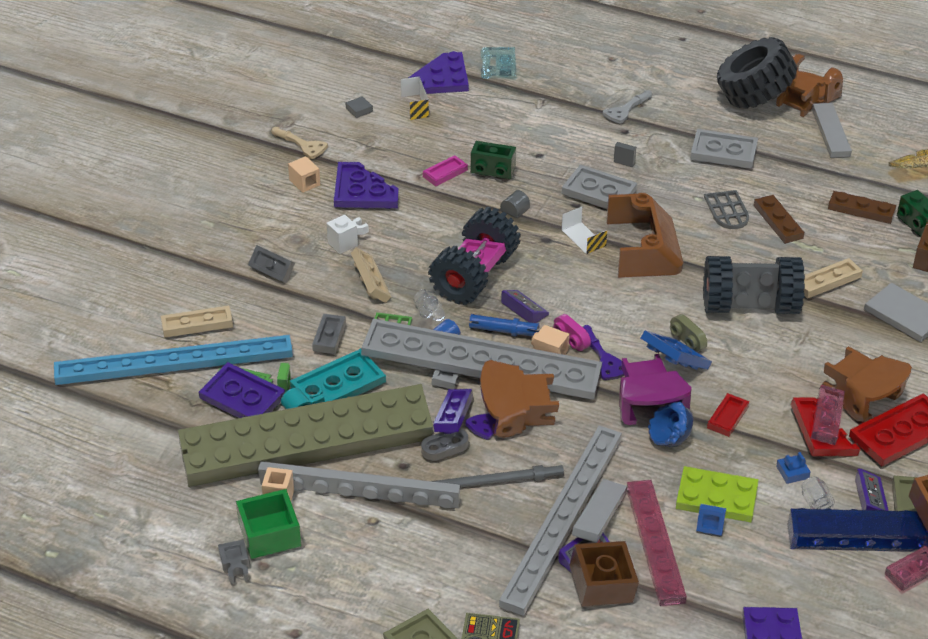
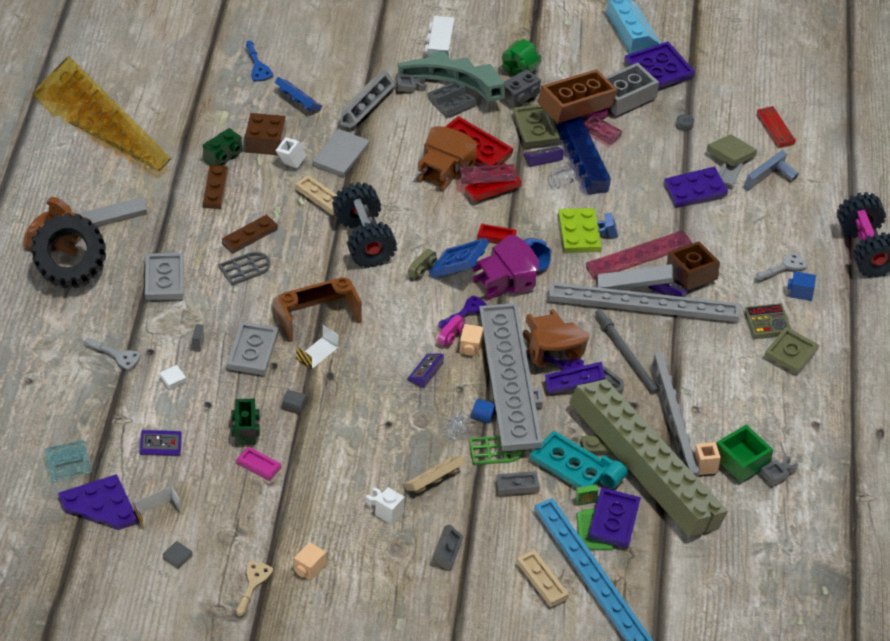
camera: 110 degrees left, 5 degrees up
(362, 189) = (311, 514): dark purple plate -> none
(464, 270) = (396, 397): black plate -> none
(496, 116) = (161, 442): none -> slope
(513, 326) = (458, 368): blue pin -> none
(581, 136) = (173, 377): none -> white tile
(793, 468) = (536, 194): blue tile -> none
(900, 260) = (291, 152): none -> white brick

